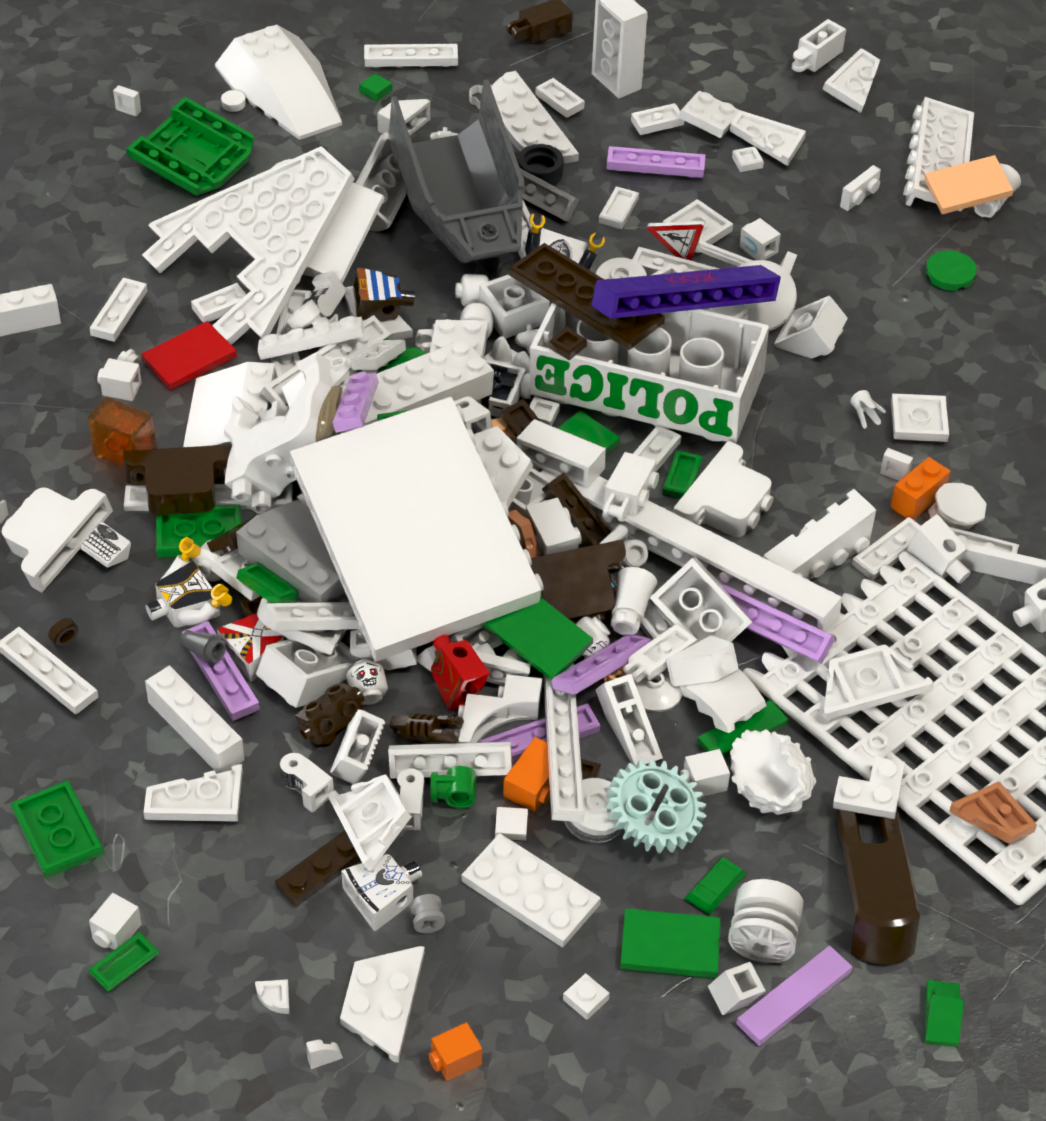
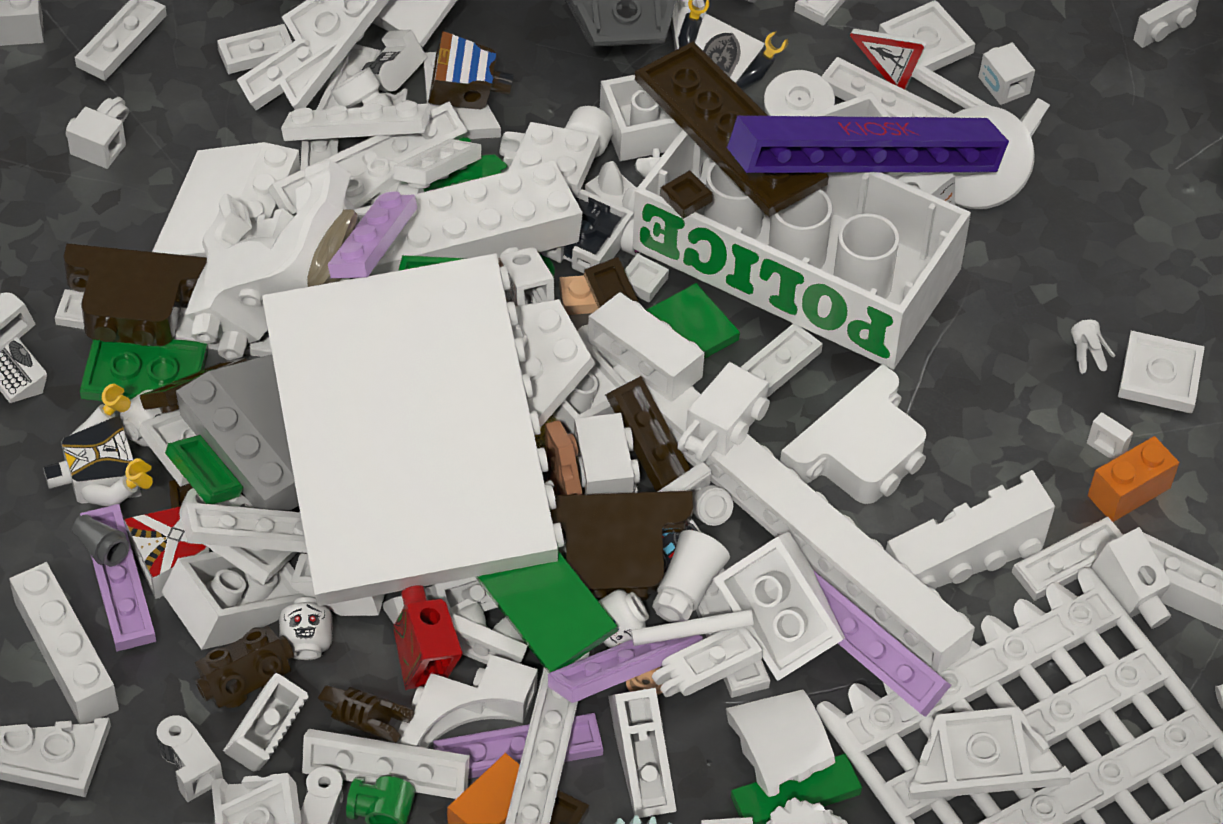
camera: 10 degrees right, 5 degrees up
(119, 428) = (72, 212): clear orange brick -> none
(189, 355) = (196, 116): red tile -> none
(469, 288) = (588, 81): white head -> none
(643, 632) = (692, 627): none -> white bar
(659, 695) = (696, 719): white dish -> none
(682, 474) = (811, 398): green tile -> none
(702, 662) = (762, 684): white slope -> none
(812, 329) = (1045, 216): white slope -> none
(958, 506) = (1180, 514): white hat -> none

